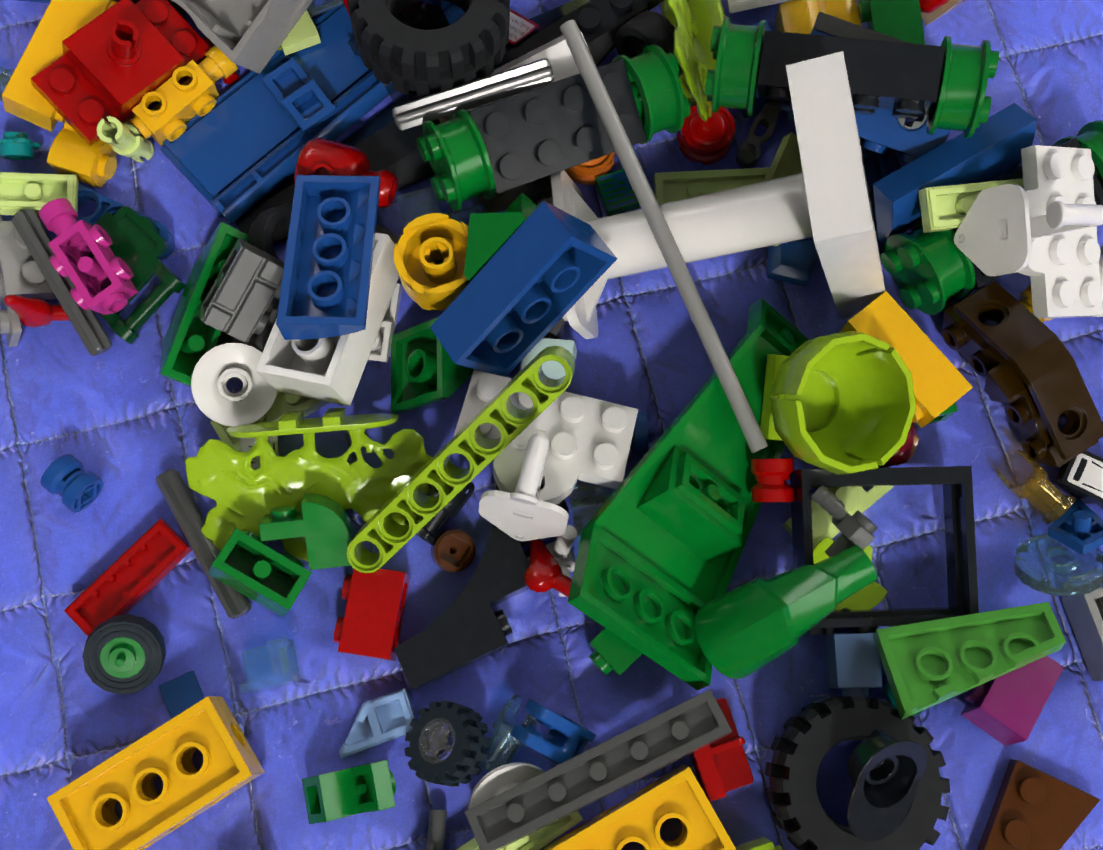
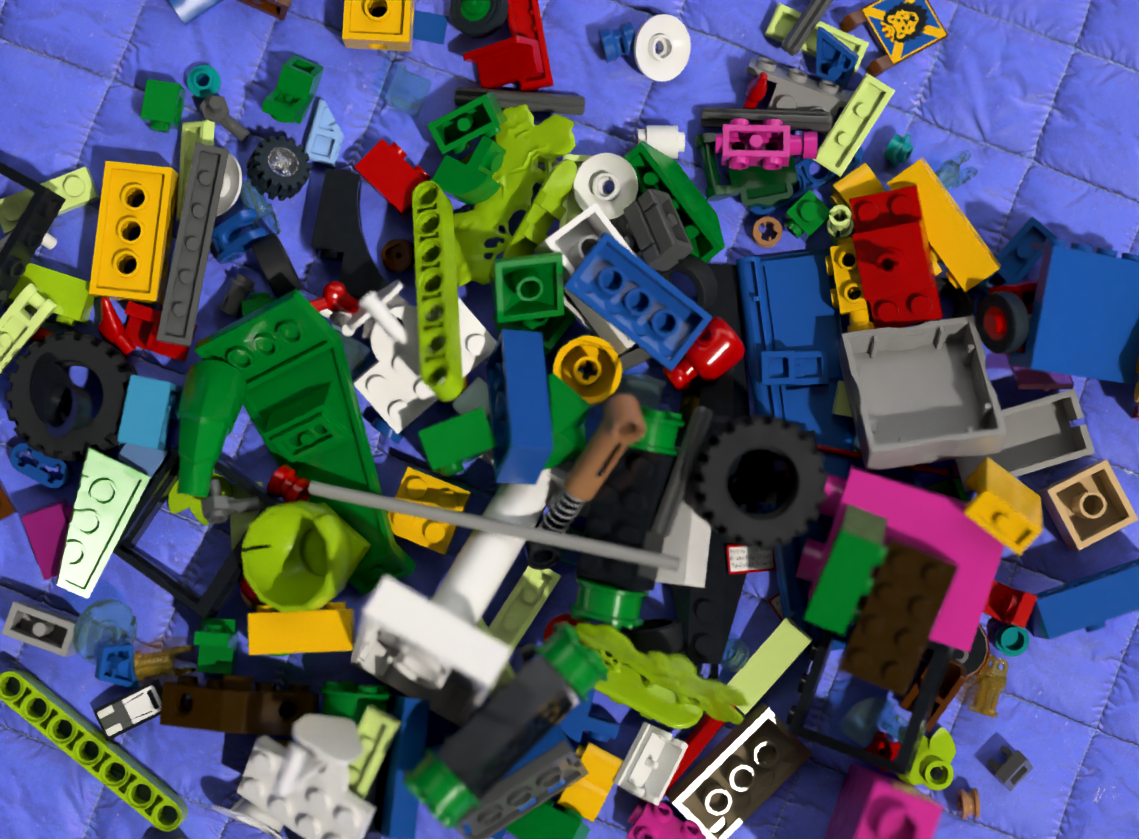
camera: 120 degrees right, 10 degrees up
(49, 434) = (672, 47): none -> white dish
(138, 183) = (806, 216): none -> green brick
(144, 365) = (663, 138): none -> white brick
(166, 579) = (506, 61): none -> red panel
(172, 209) = (756, 234): none -> medium nougat bush
(393, 375) = (527, 287): none -> green slope
(470, 150) = (620, 427): none -> medium nougat piece
(554, 665) = (276, 265): none -> black tyre
(606, 335) = (457, 441): none -> green wedge
(615, 690) = (237, 292): none -> dark grey pin
(673, 341) = (429, 491): none -> yellow brick
(750, 799) = (112, 328): none -> red animal
(811, 684) = (148, 412): none -> dark azure panel
(958, 768) = (37, 472): none -> blue beam
(981, 440) = (217, 645): none -> green brick

